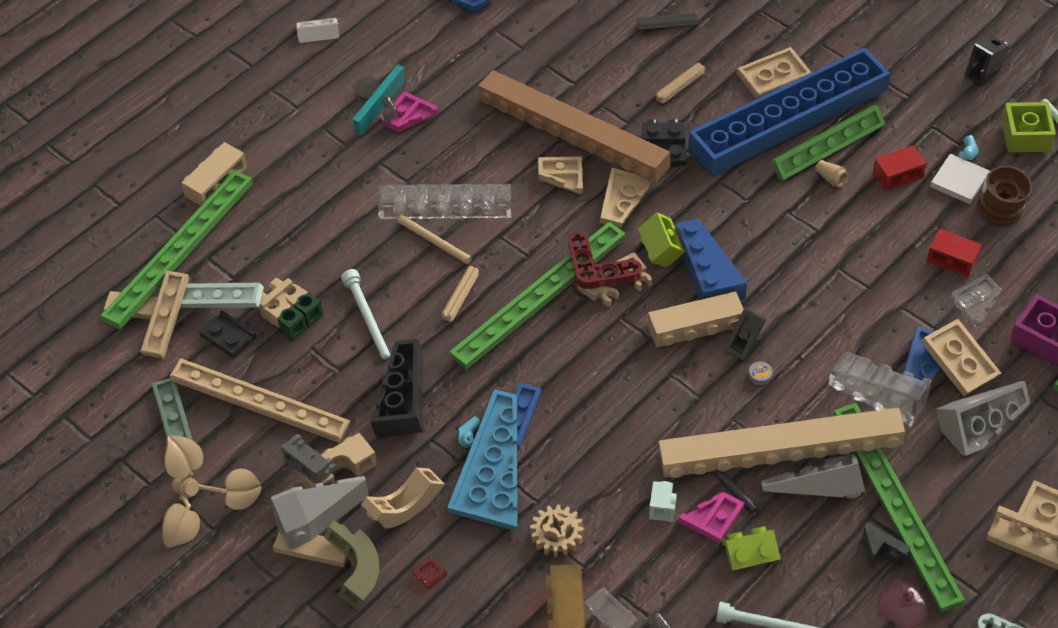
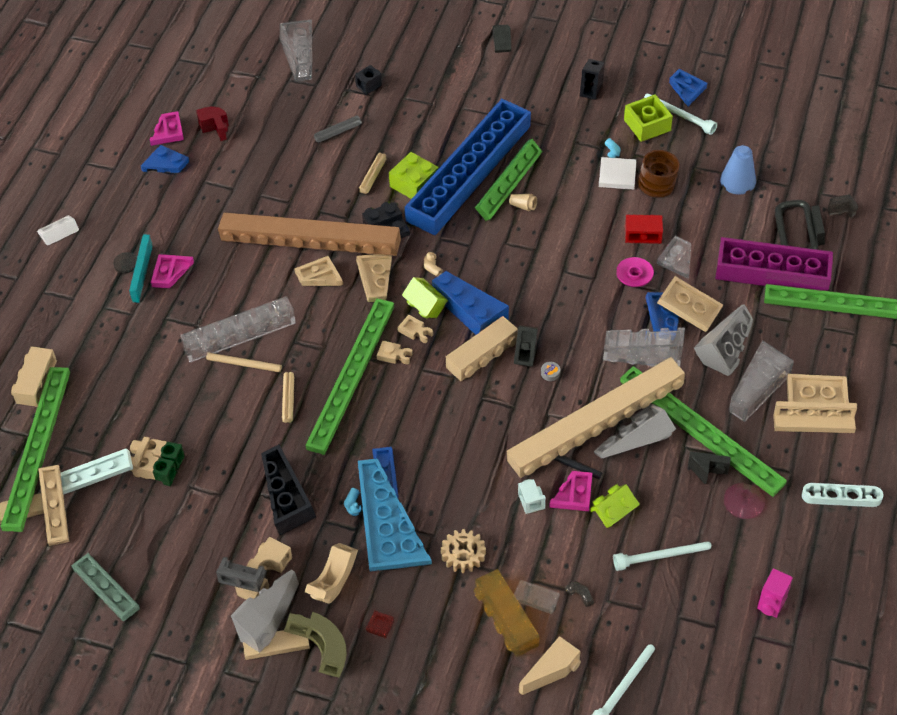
camera: 25 degrees left, 0 degrees up
(179, 460) = (142, 613): tan plant -> none
(227, 334) = (114, 501): black plate -> none
(260, 400) = (170, 543): tan tile -> none
(351, 280) = (195, 419): light aqua piece -> none
(390, 110) = (157, 273): clear smoke arm -> none
(595, 272) = (388, 339): dark red beam -> none
(690, 204) = (430, 264): none -> tan arm
(718, 97) = (411, 174): none -> lime brick
(772, 72) = (439, 141): tan tile -> none
(899, 167) = (570, 180): red brick -> none
(915, 291) = (635, 272): none -> dark pink dish
(995, 475) = (761, 379): none -> clear wedge

